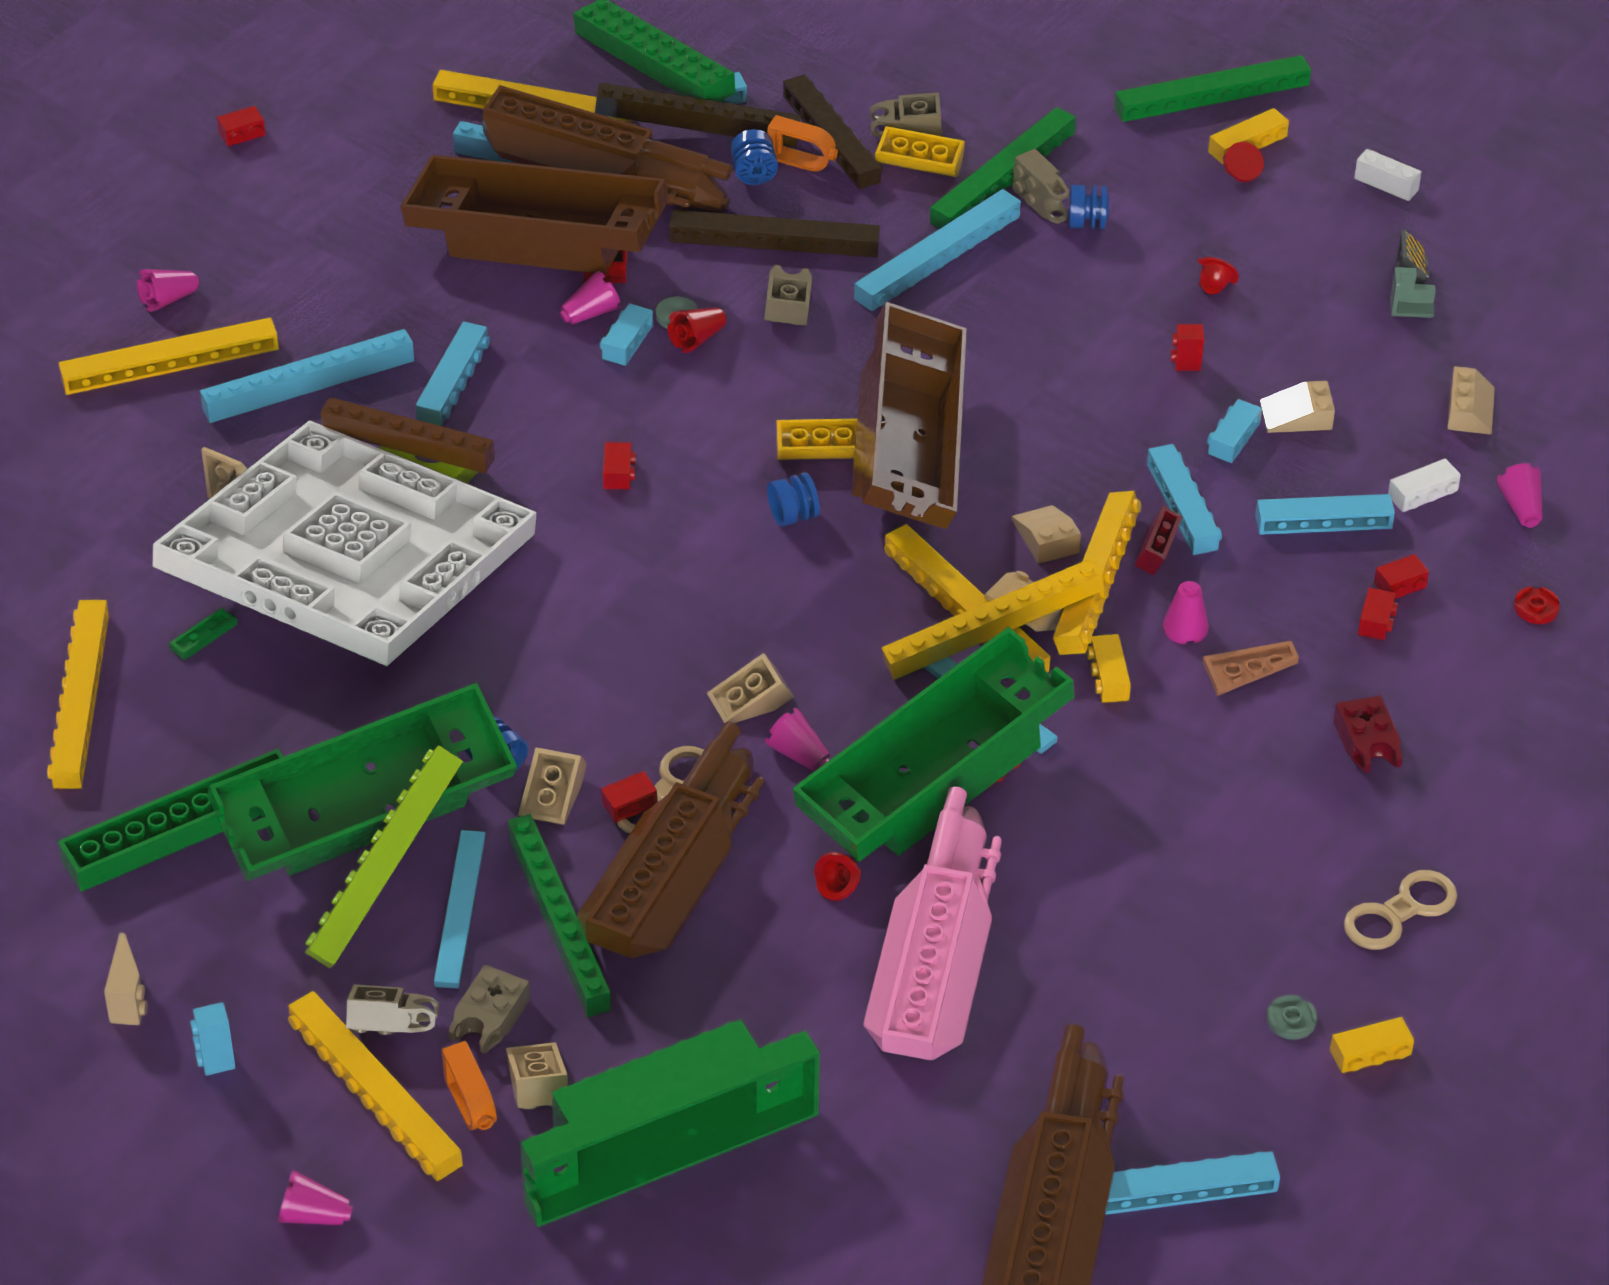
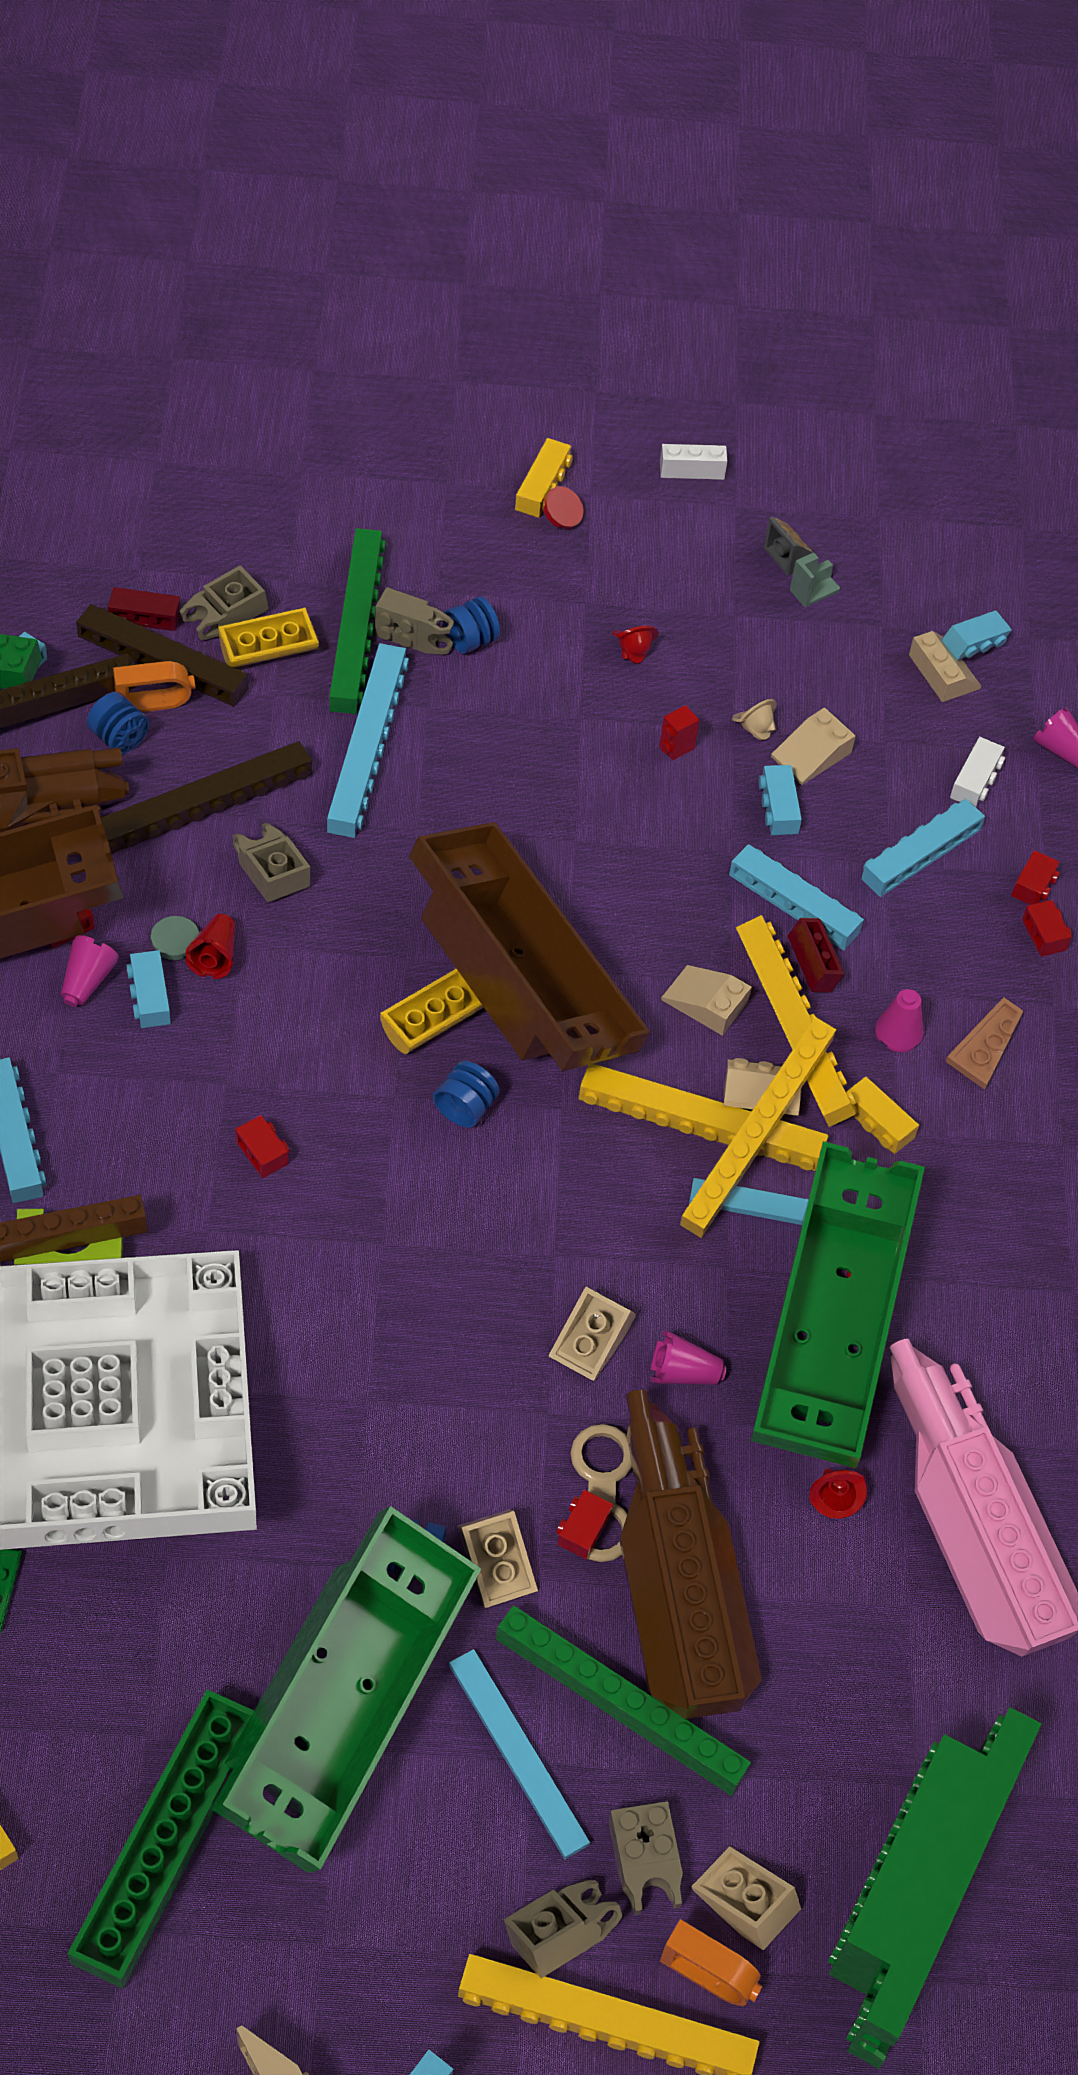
camera: 40 degrees left, 10 degrees up
(383, 857) = (432, 1758): lime brick -> none
(846, 96) = (146, 608): none -> dark red brick
(1212, 88) = (470, 442): green brick -> none
(1268, 367) = (758, 719): none -> tan helmet
(1515, 389) = (977, 635): none -> medium azure brick

